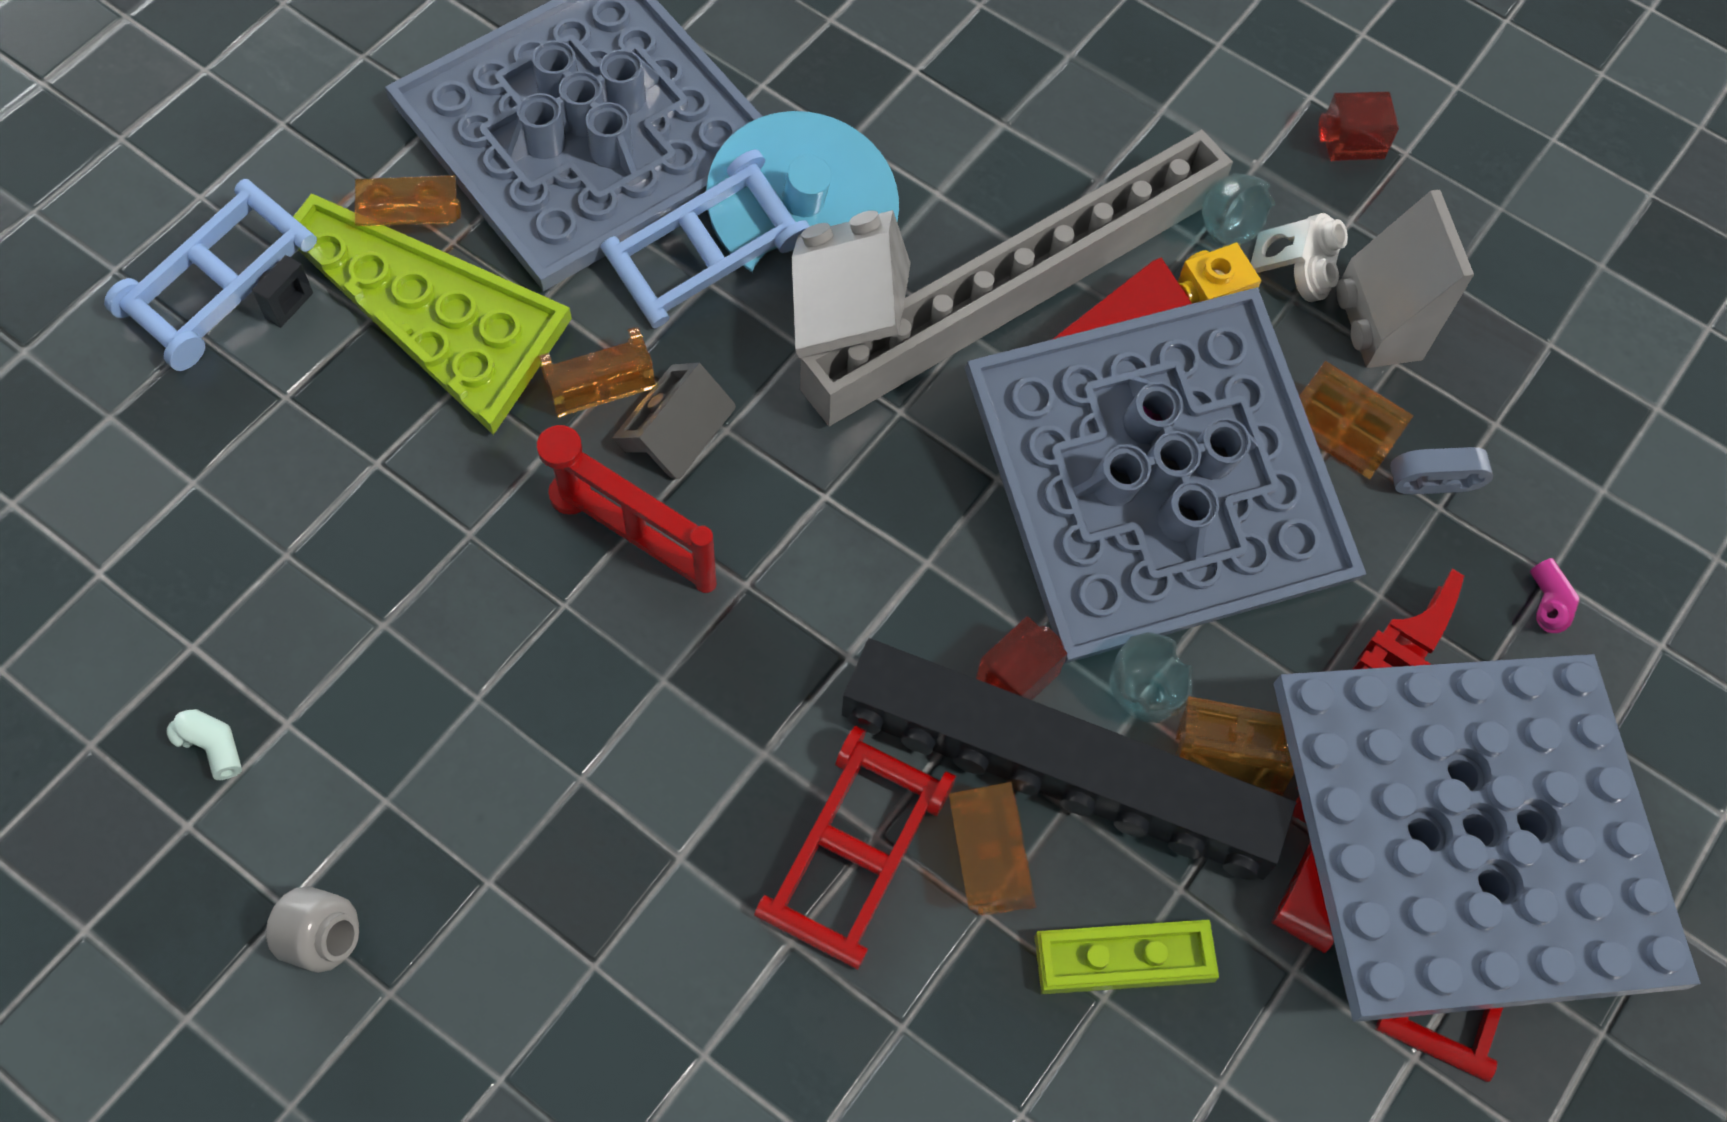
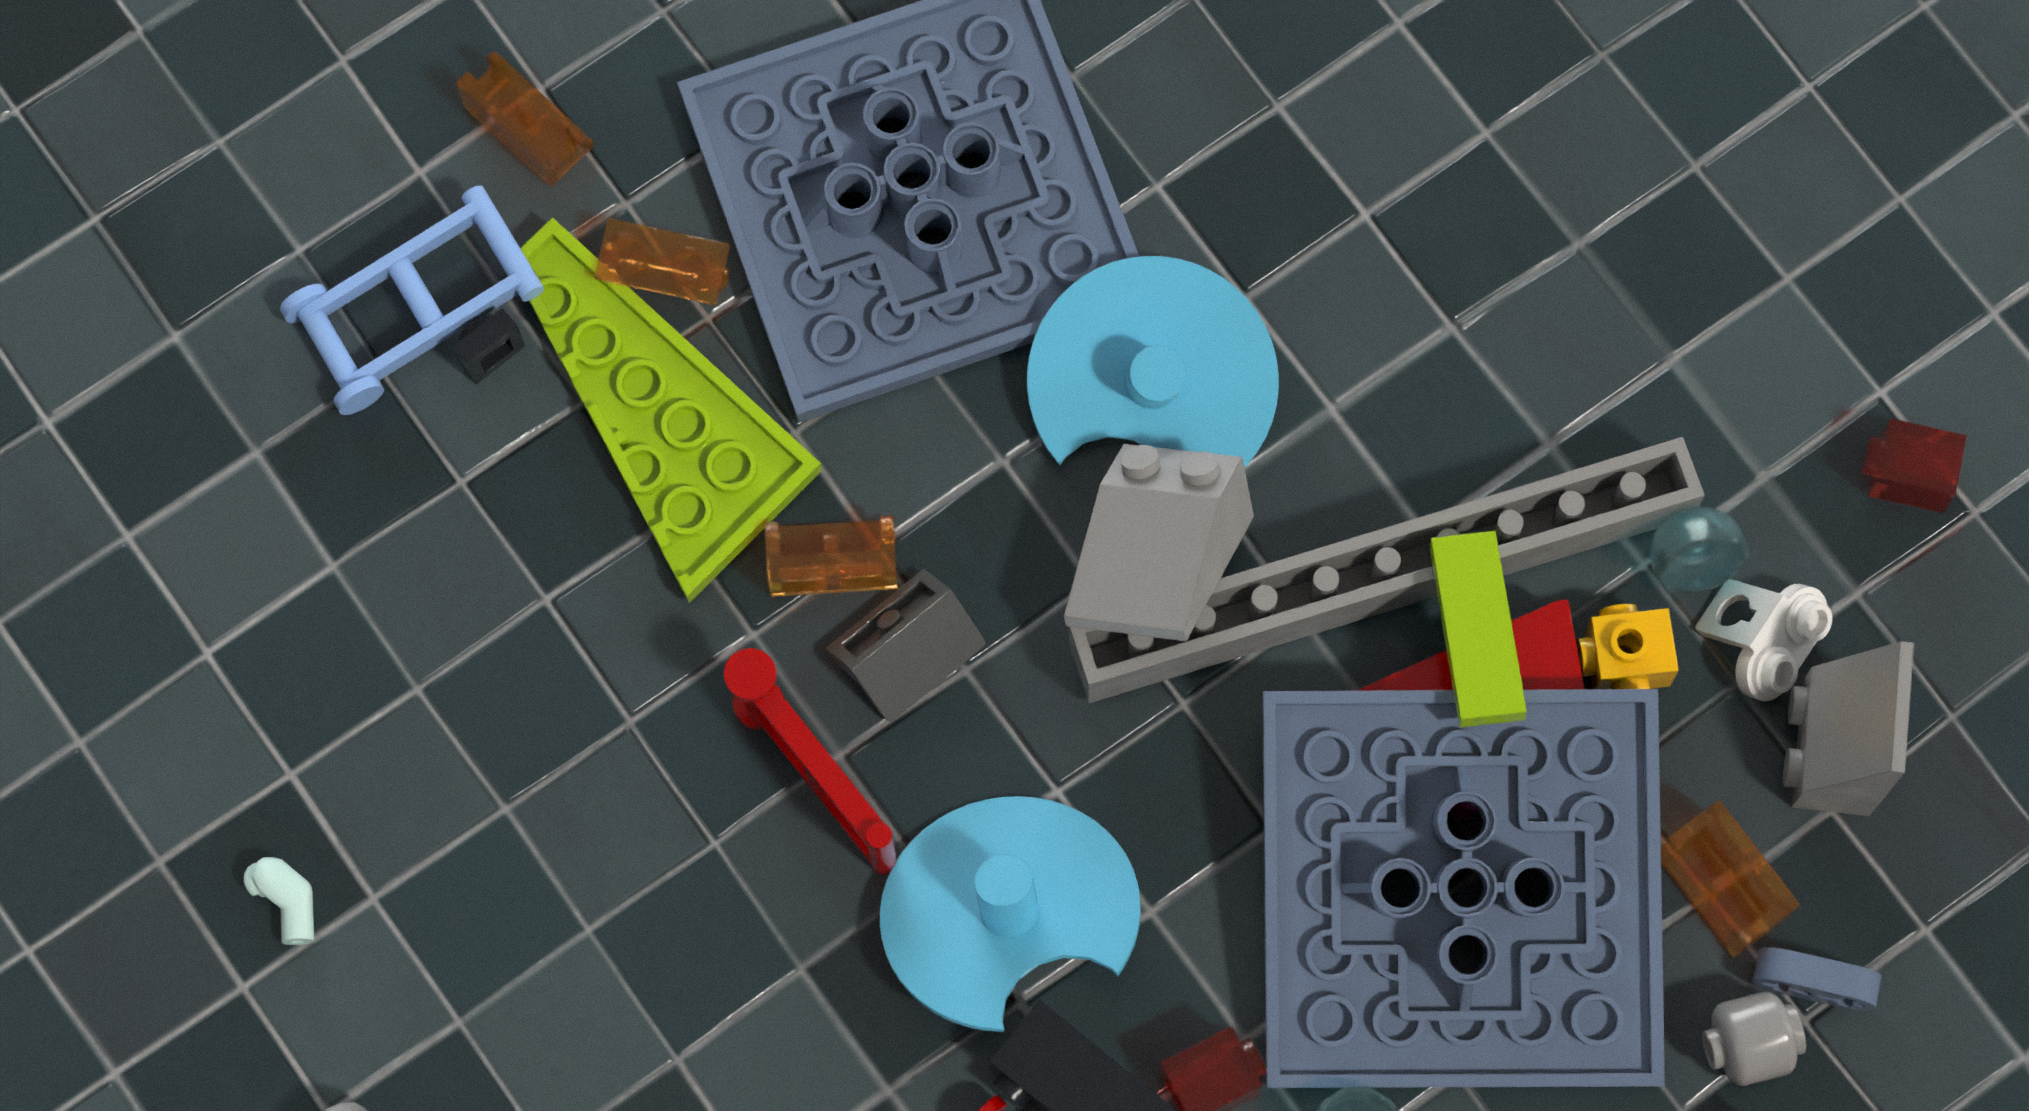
camera: 25 degrees right, 10 degrees up
(271, 141) = (524, 119): none -> clear orange hinge
(742, 172) = (1079, 339): light blue piece -> none
(806, 577) = (997, 896): none -> medium azure piece
(1112, 279) = (1477, 629): none -> lime tile
(1418, 521) = (1754, 1038): none -> light grey head

